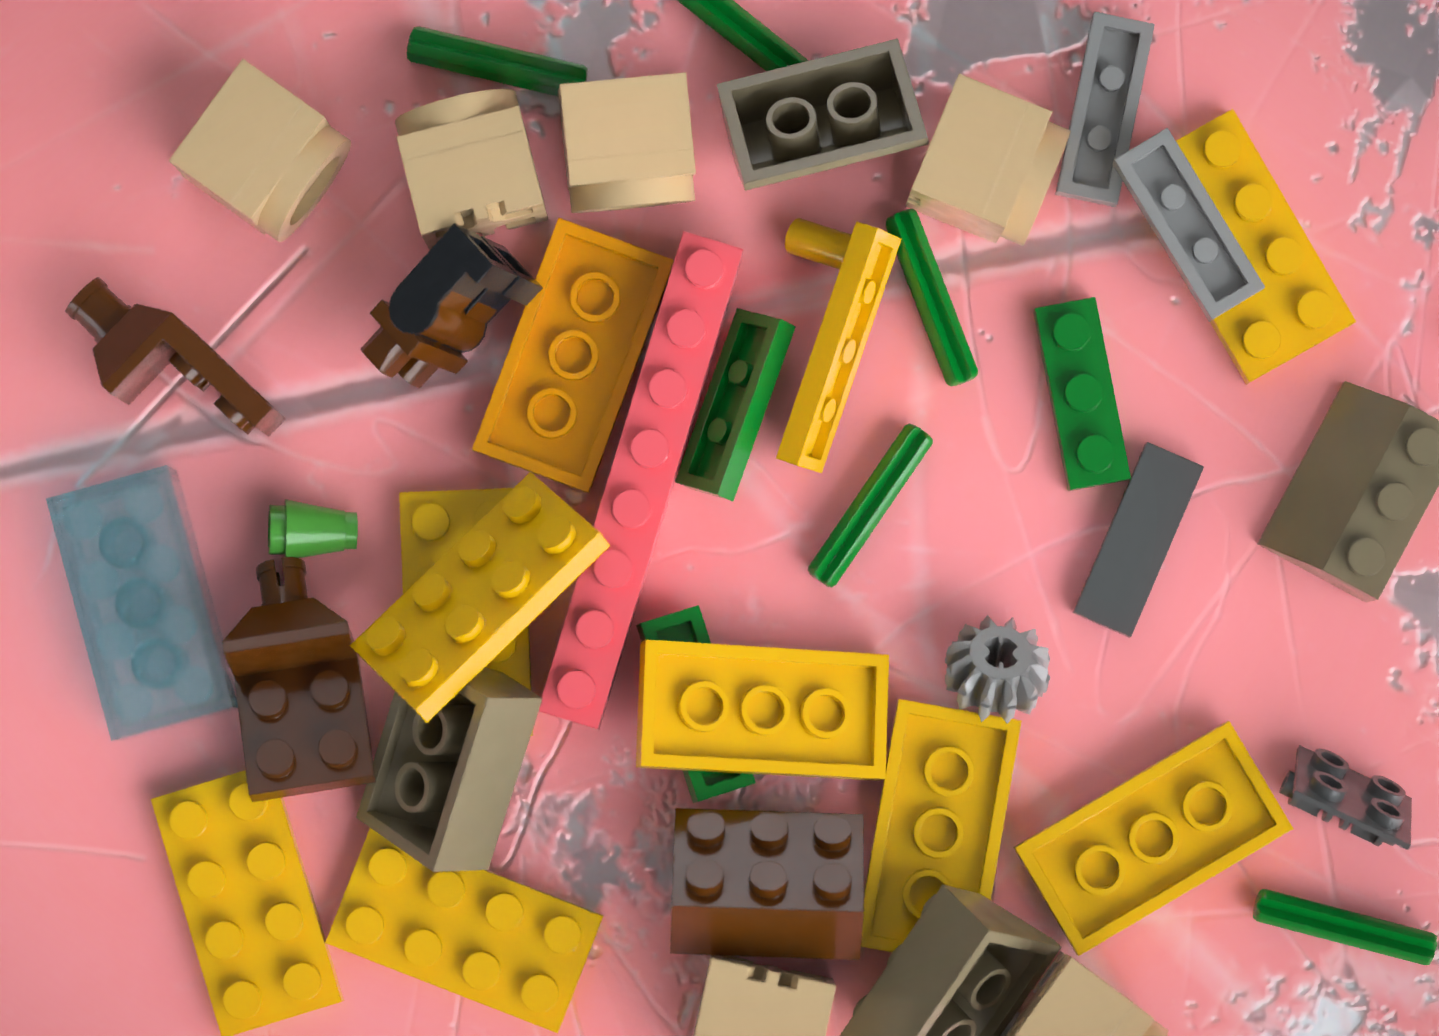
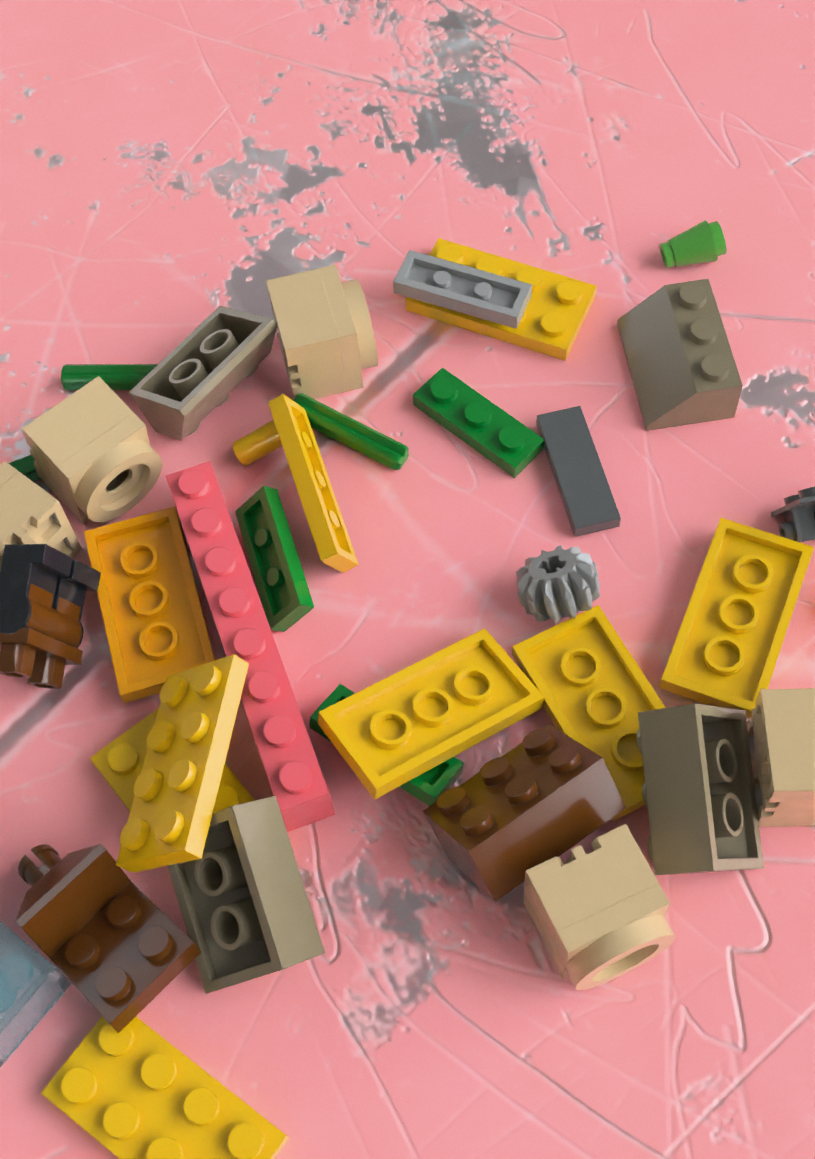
camera: 30 degrees left, 25 degrees down
(309, 530) = (42, 823): bright green cone -> none
(466, 932) = (339, 1015): yellow plate -> none
(870, 505) = (403, 561): green axle -> none
(1104, 108) = (360, 260): light grey plate -> none

